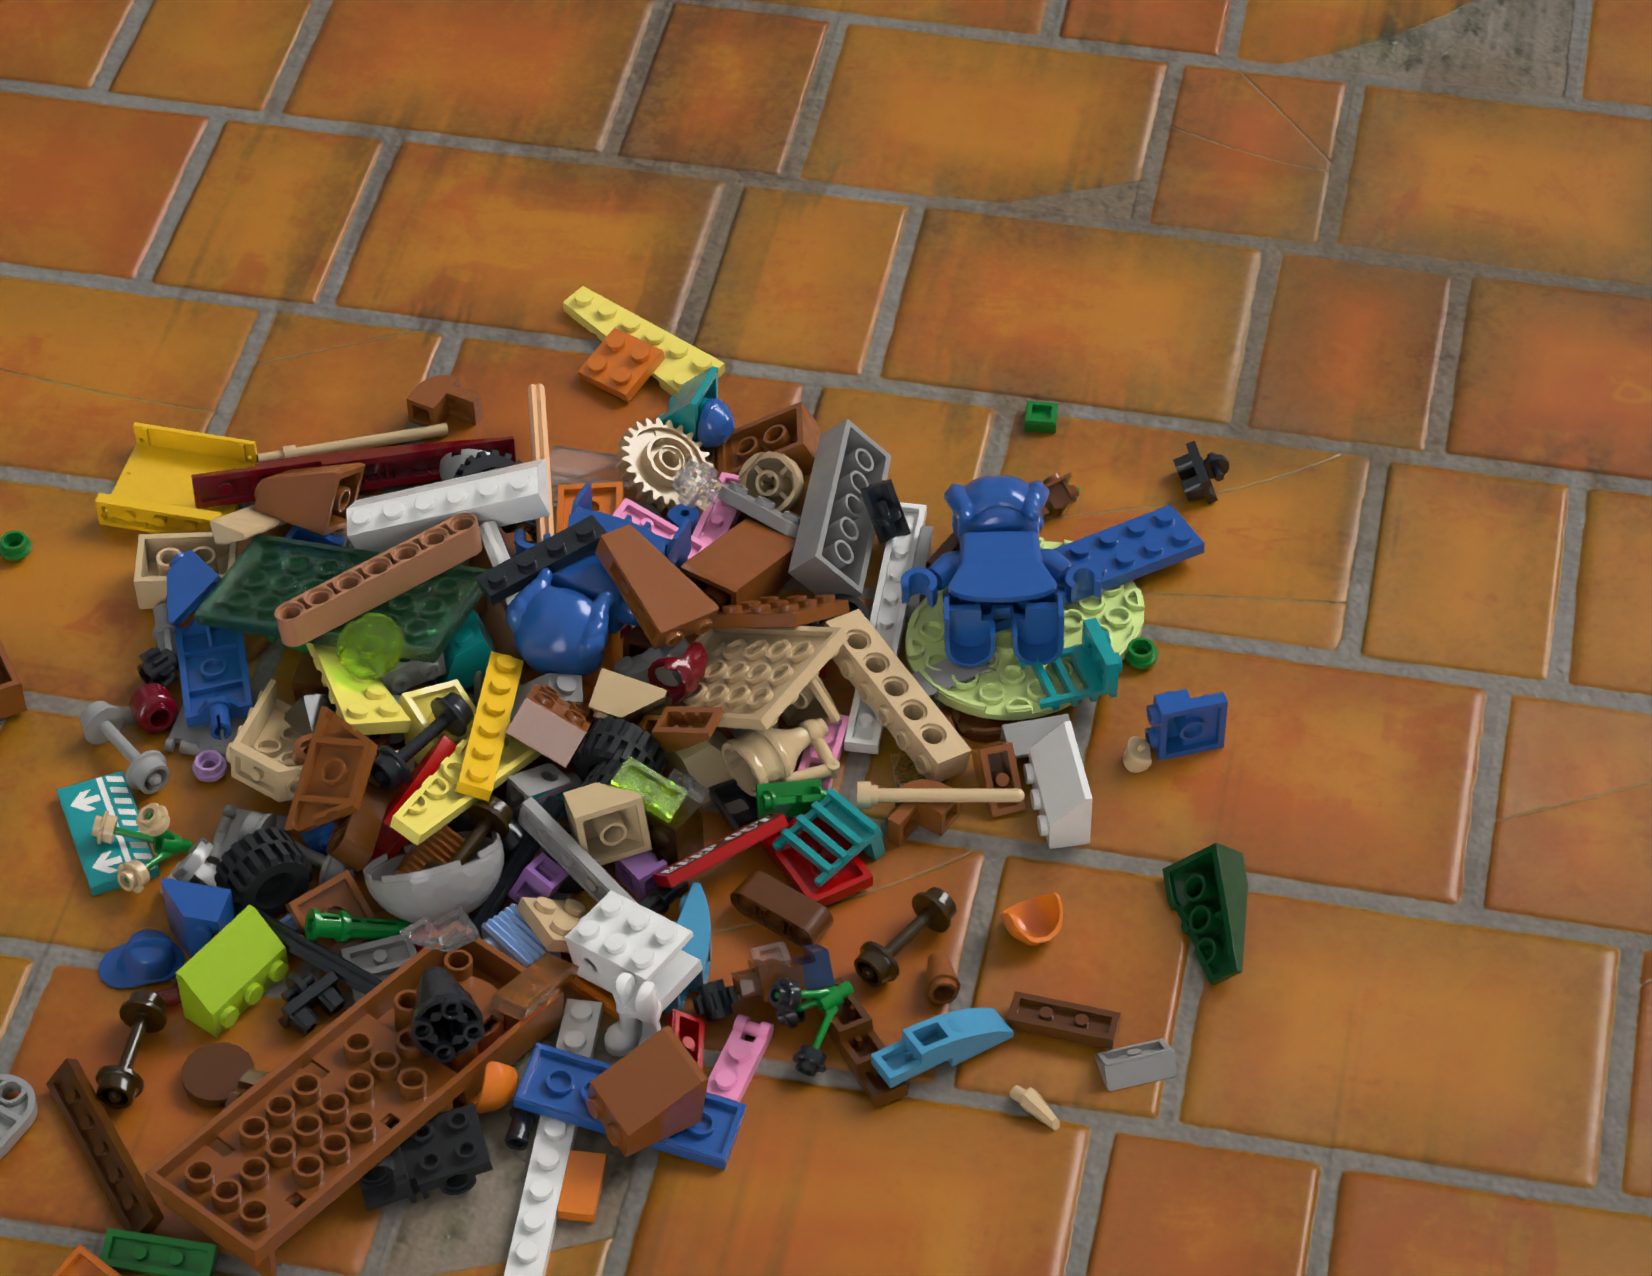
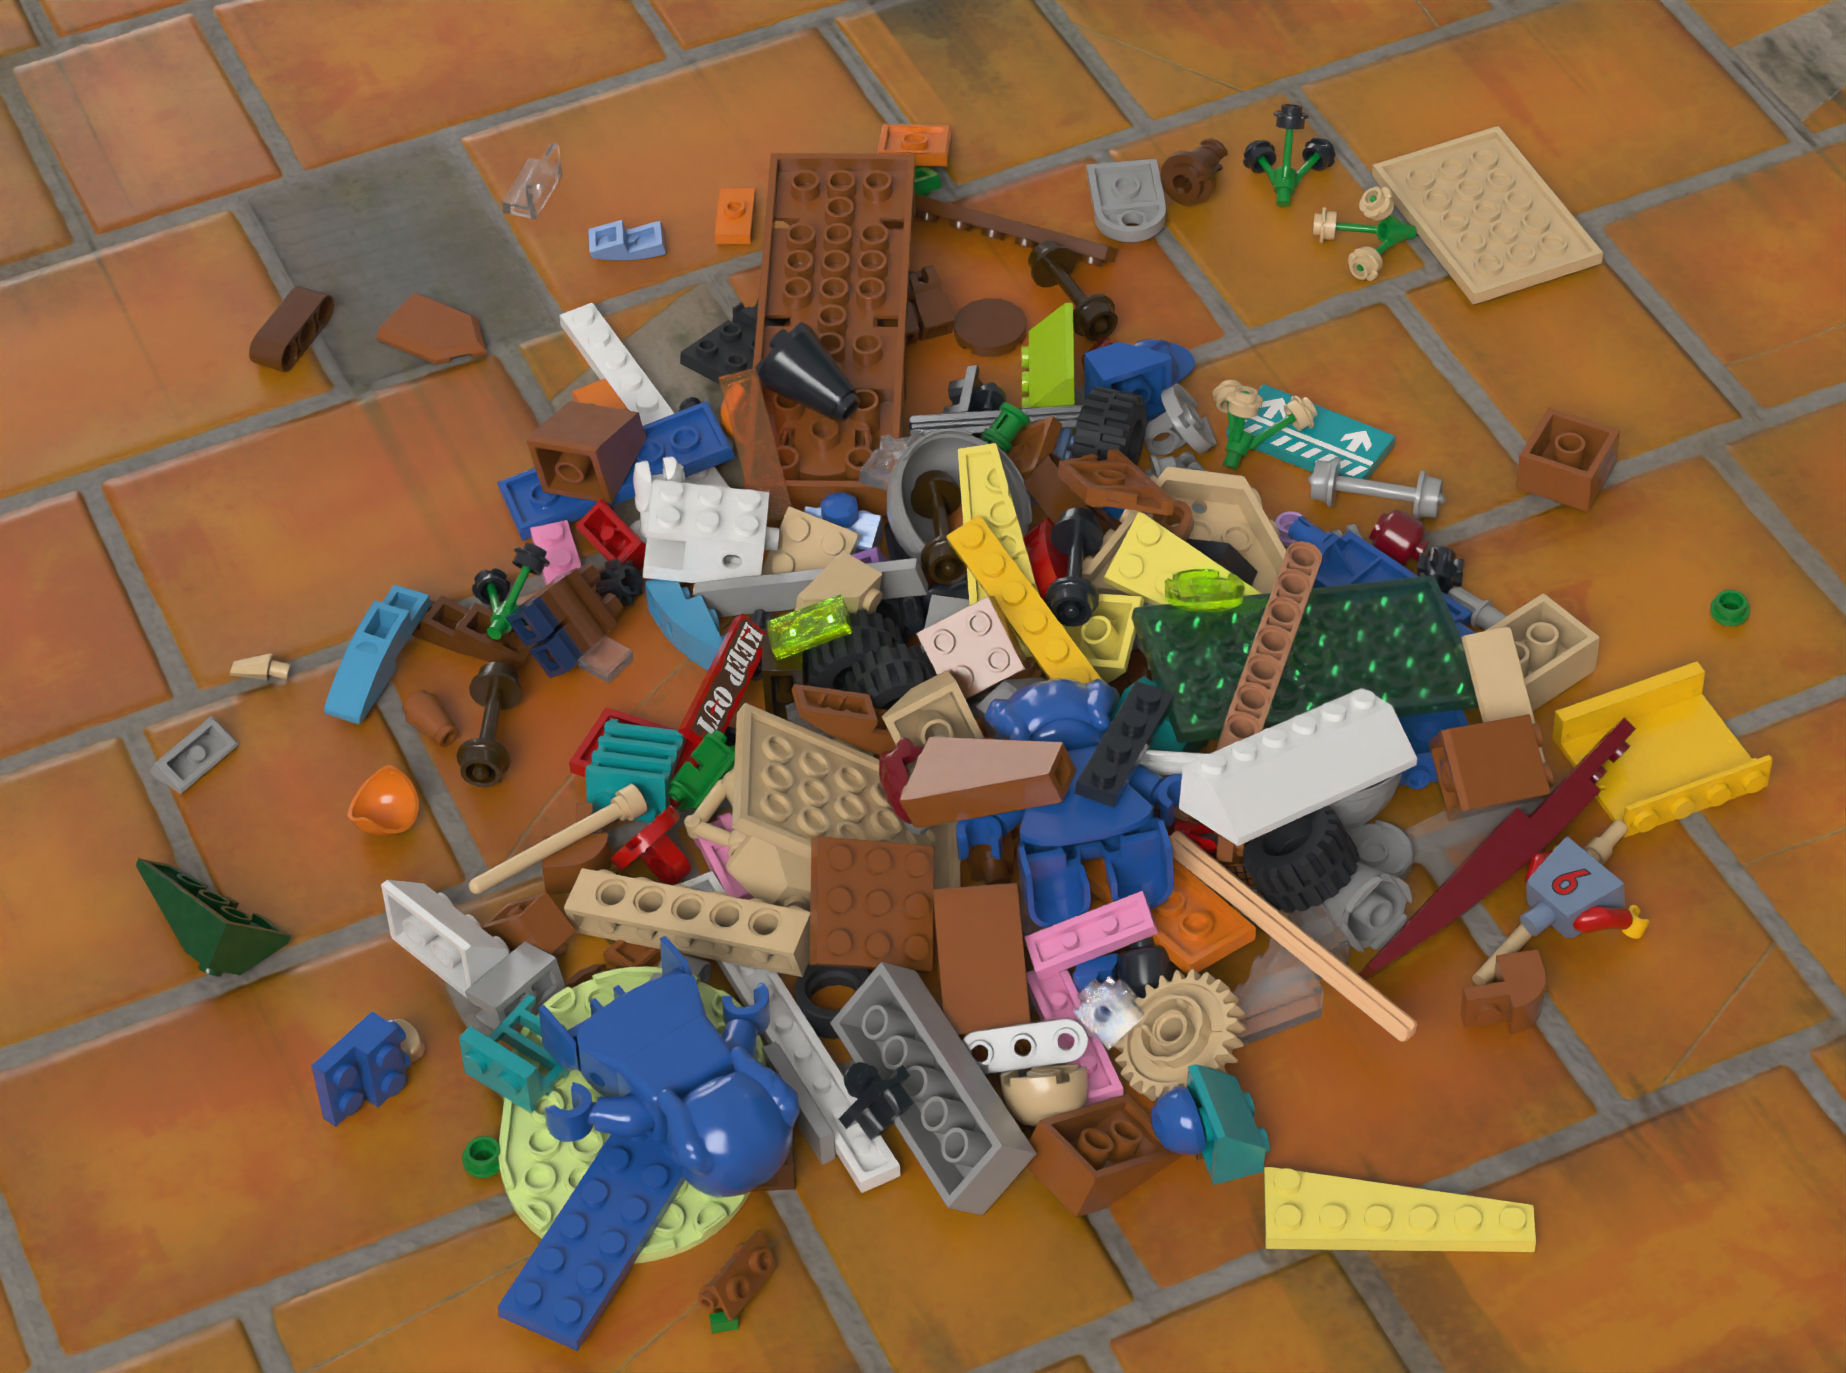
camera: 145 degrees right, 0 degrees up
(188, 585) = (1480, 605): blue slope -> none
(347, 416) = (1576, 895): none -> sand blue torso
(513, 932) = (840, 509): none -> blue tile
(621, 364) = (1375, 1160): orange plate -> none
(781, 909) = (637, 691): reddish brown beam -> none
(874, 763) = (656, 849): none -> red tile
(1063, 1020) = (285, 745): reddish brown plate -> none

